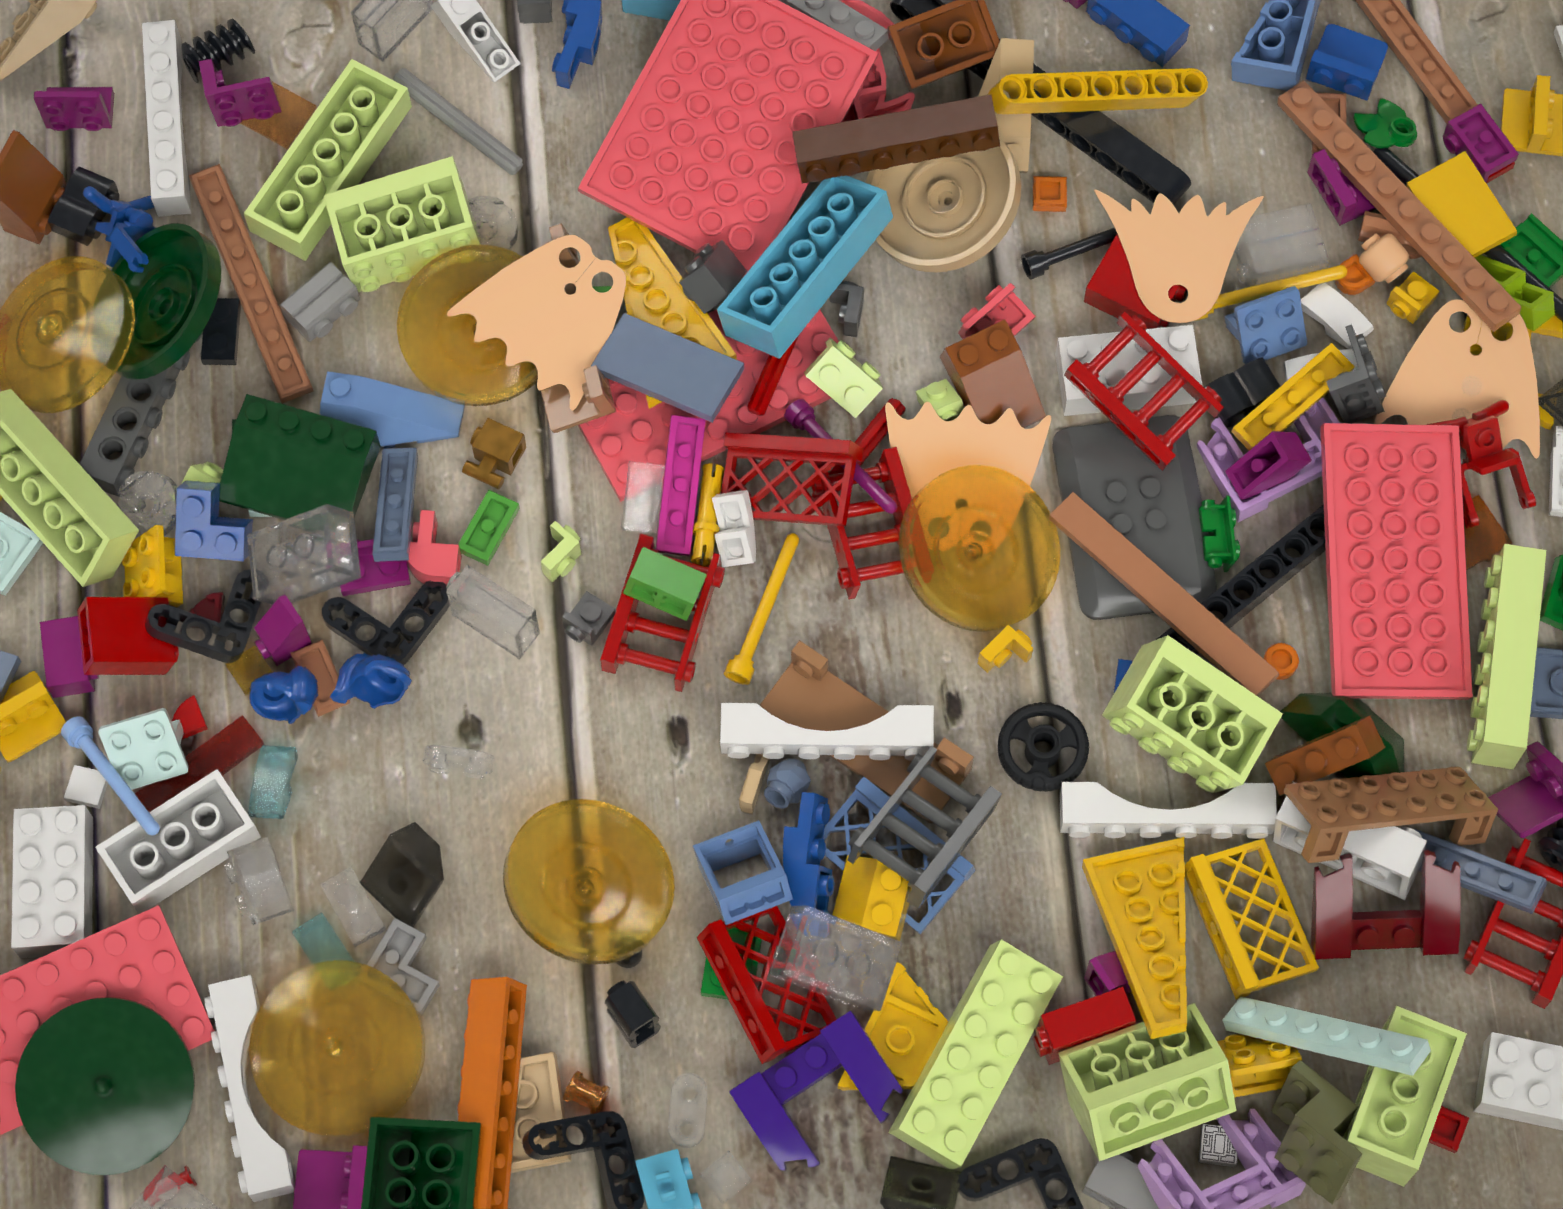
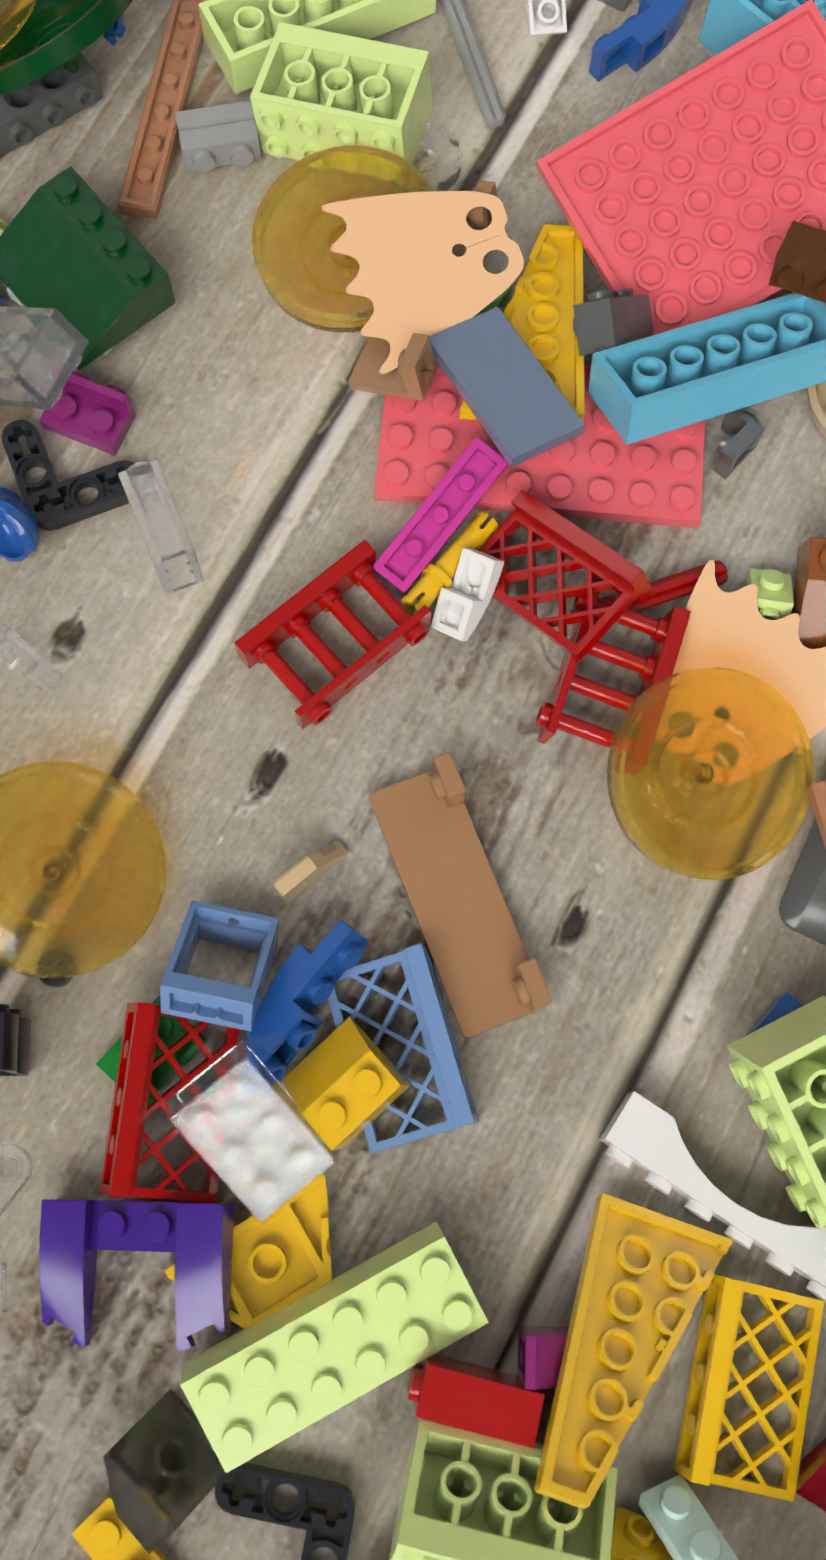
camera: 30 degrees right, 5 degrees up
(222, 333) = (110, 113): black plate -> none
(391, 410) = (207, 274): medium blue wedge -> none
(395, 504) = (144, 365): sand blue tile -> none
(430, 559) = (144, 433): coral brick -> none
(488, 527) = (224, 444): bright green plate -> none
(495, 448) = (285, 371): pearl gold brick -> none
(563, 556) = (275, 516): yellowish green bracket -> none
(587, 619) = (256, 595): flat silver bracket -> none
(642, 497) = (394, 504): clear plate -> none
(664, 583) = (350, 604): bright green hinge -> none
(741, 668) = (377, 741): yellow piece -> none
(752, 730) = (492, 918): white arch -> none
(768, 382) = (605, 463): red axle -> none
(786, 783) = (339, 895): sand blue rock -> none
(802, 417) = (613, 523): magenta piece -> none
(844, 377) = (684, 508): yellowish green bracket -> none
(940, 856) = (438, 1090): dark grey fence -> none
(999, 652) = (659, 898): yellow bracket -> none
(1018, 728) = (614, 1064): black wheel -> none

